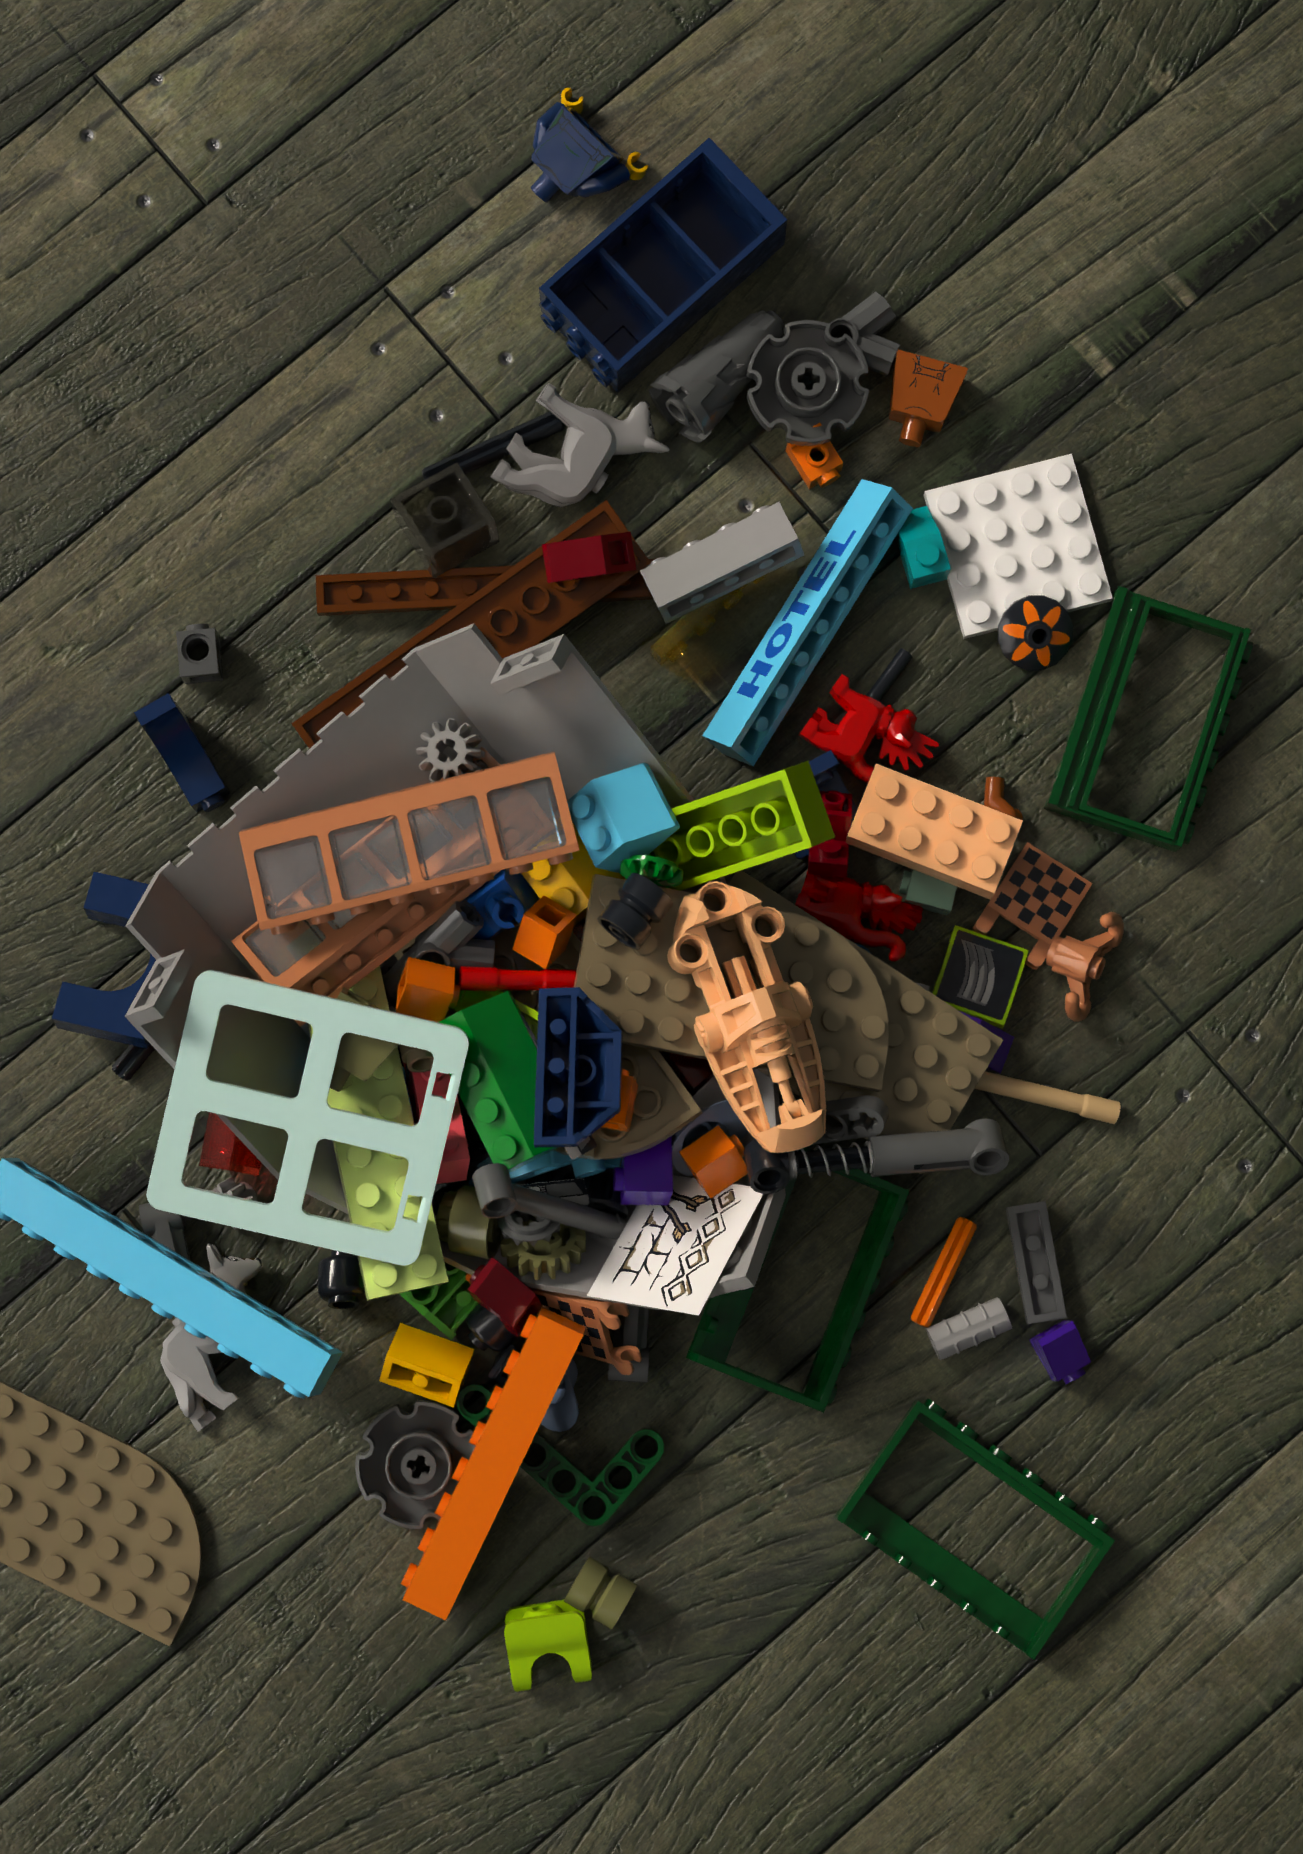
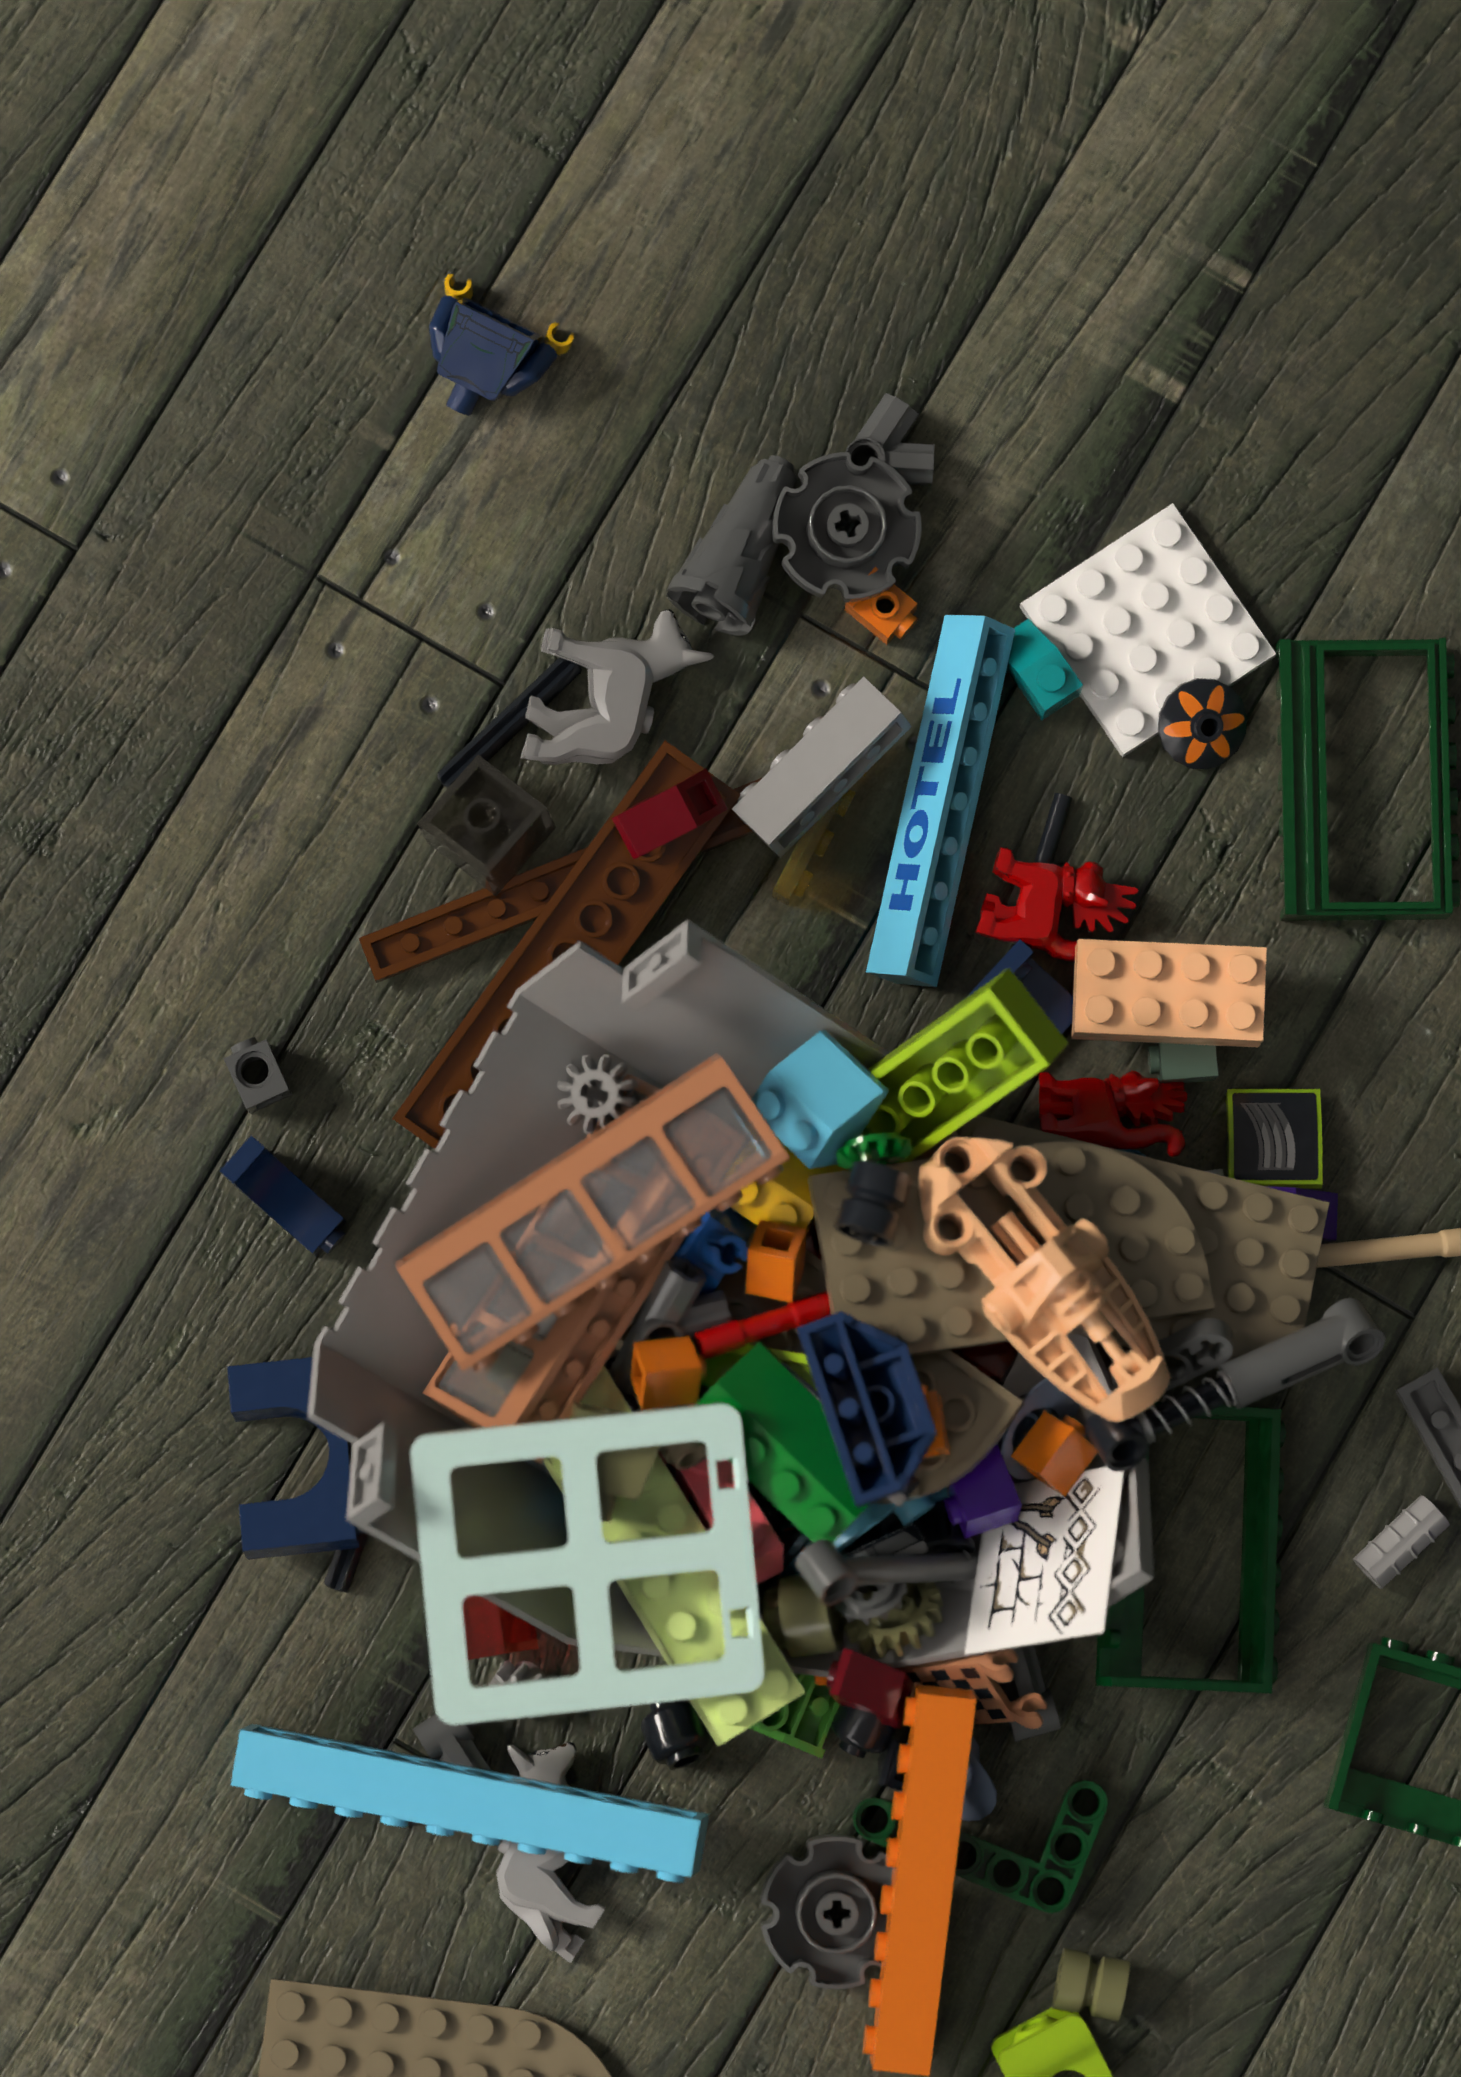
camera: 20 degrees left, 0 degrees up
(428, 1363) = (804, 1793): yellow brick -> none
(662, 265) = (632, 447): dark blue container -> none
(832, 855) = (1069, 1063): dark red slope -> none
(922, 394) = (979, 493): dark orange torso -> none
(943, 1272) = (1350, 1487): orange axle -> none
(994, 797) = (1223, 932): dark orange arm -> none
(1037, 898) = (1310, 1026): nougat flag -> none
(1083, 962) = (1386, 1082): nougat piece -> none

